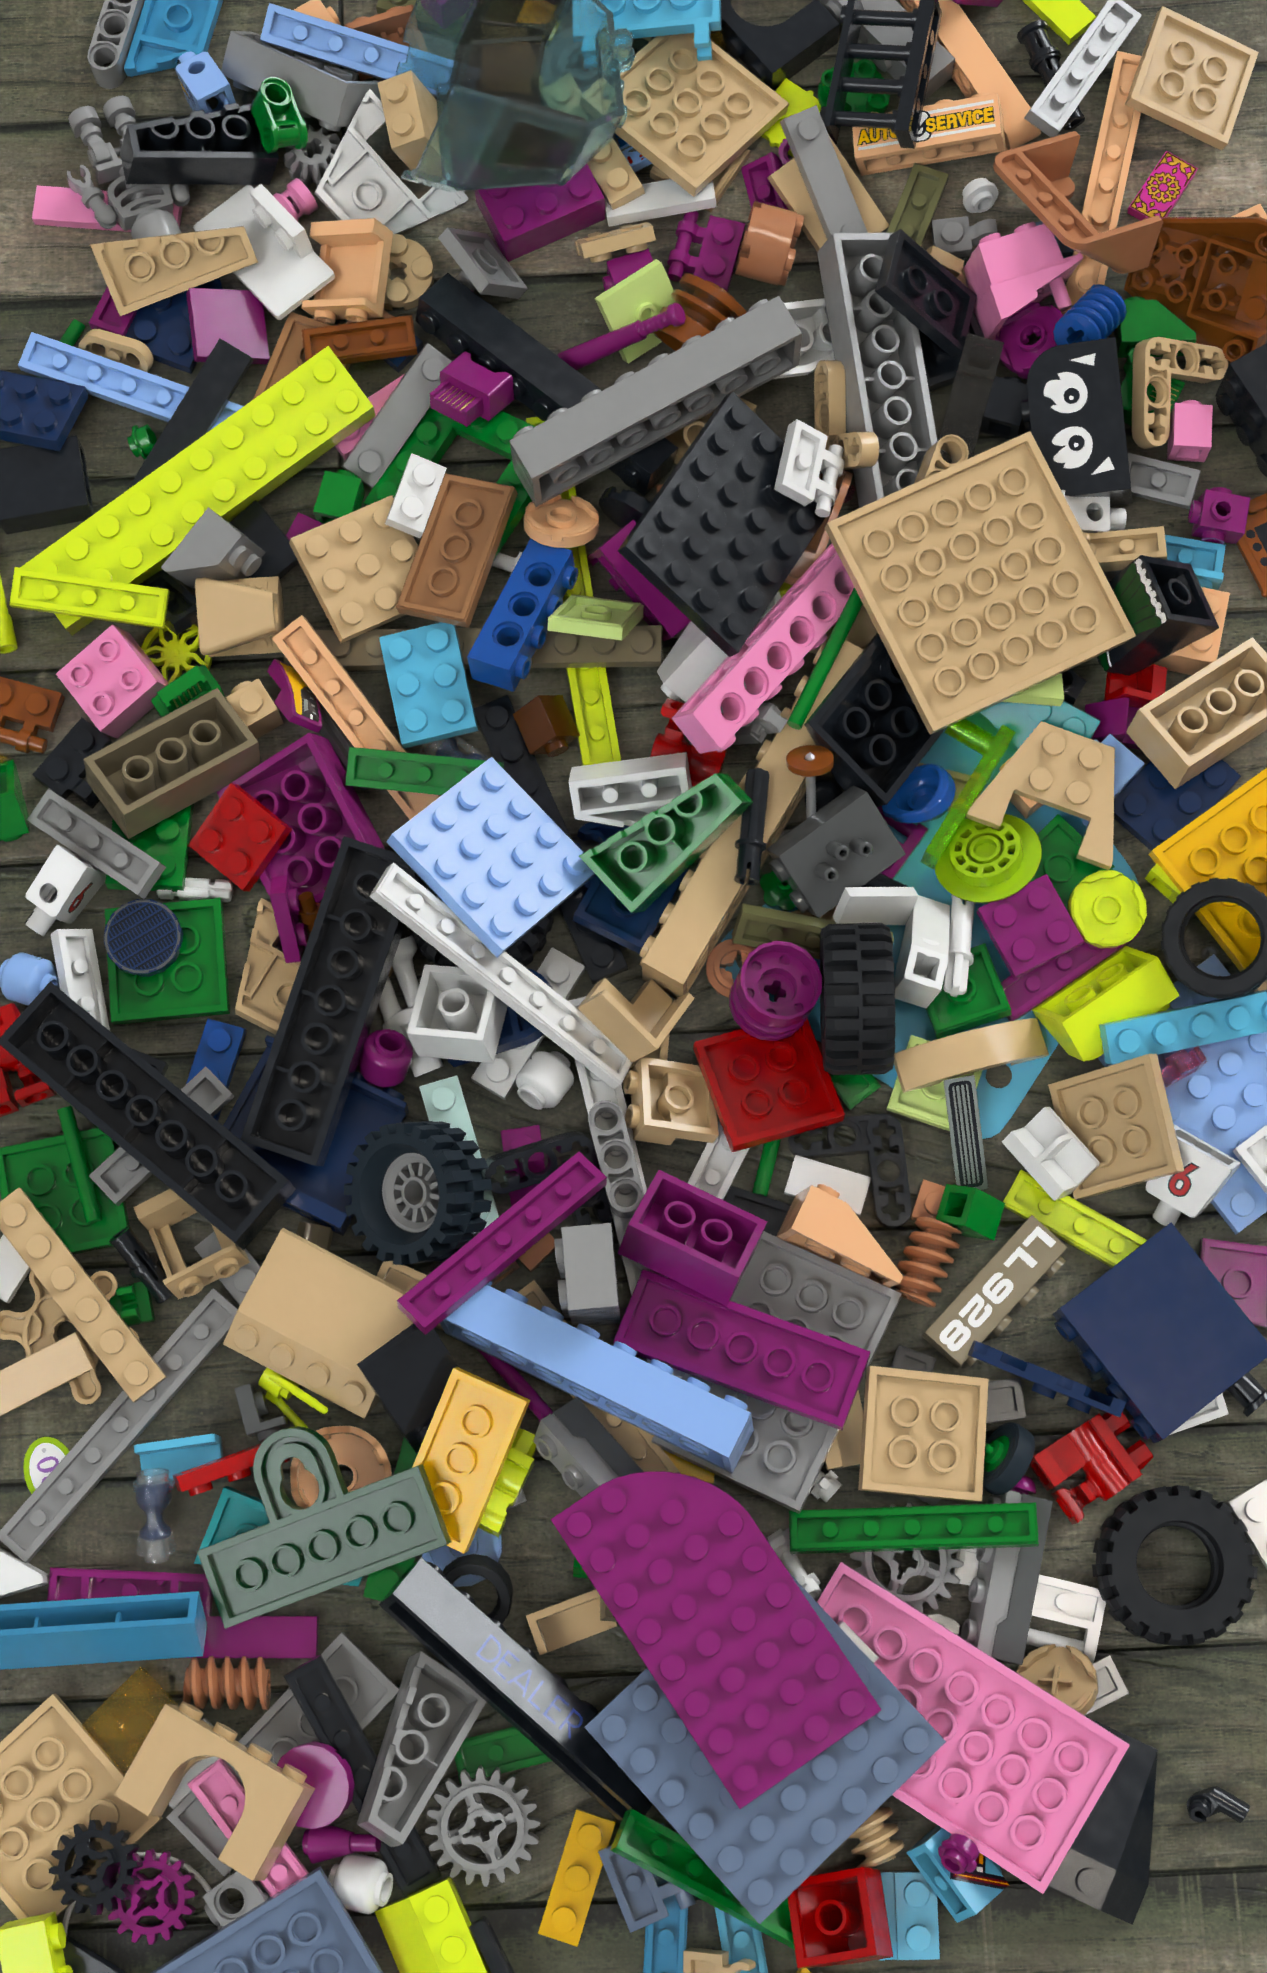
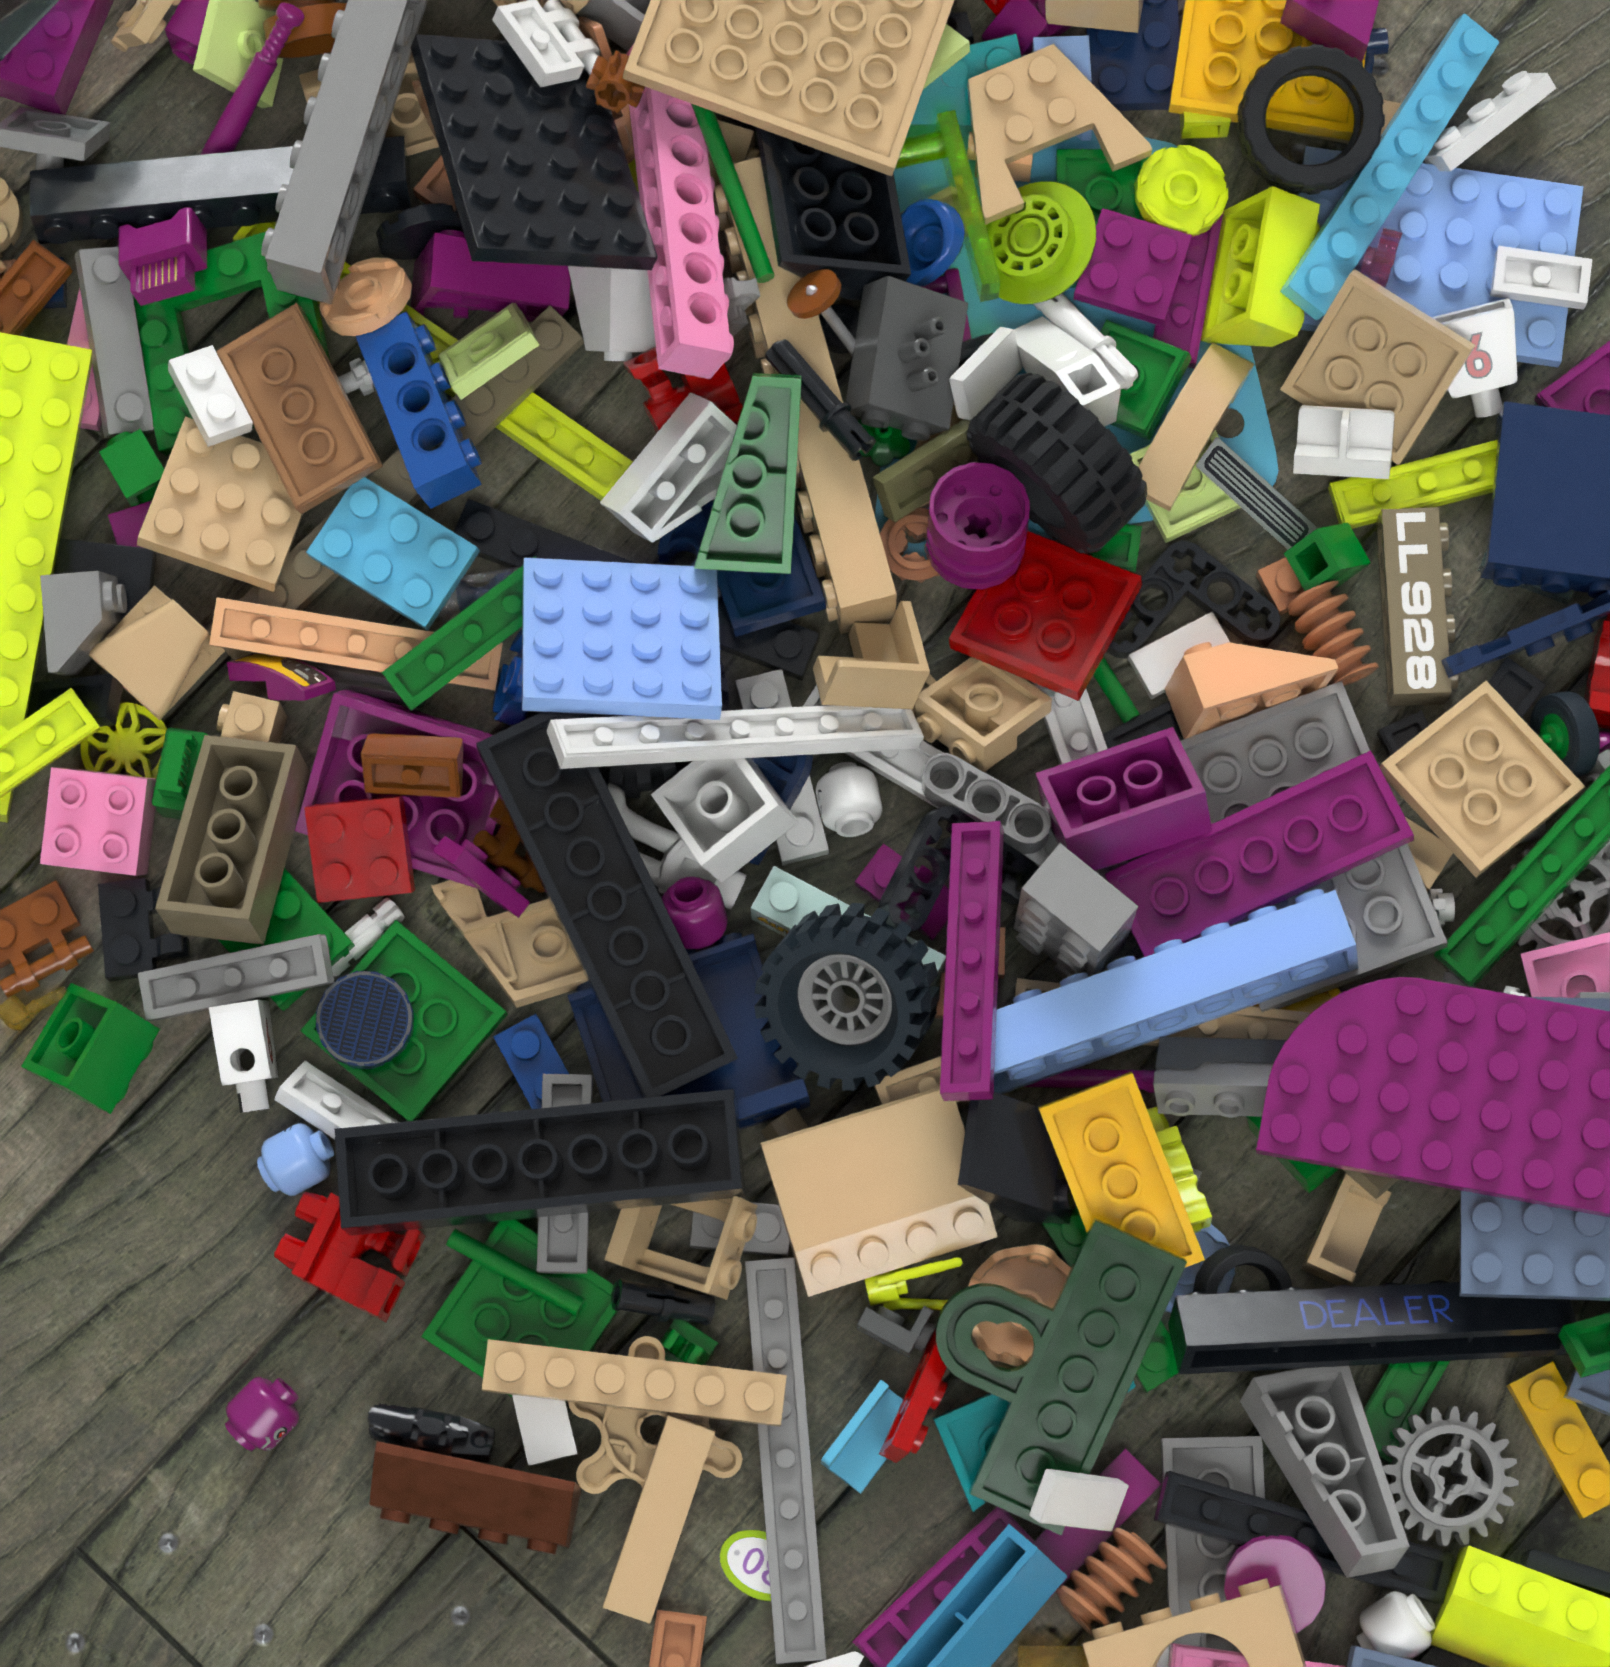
camera: 45 degrees left, 0 degrees up
(153, 1497) = (882, 1488): clear piece -> none
(251, 1618) = (1078, 1500): none -> white tile
(312, 816) = (413, 765): none -> dark orange slope
(334, 1842) = (1339, 1617): magenta cone -> none
(546, 725) = (534, 491): reddish brown brick -> none
(813, 527) = (610, 87): none -> dark orange gear

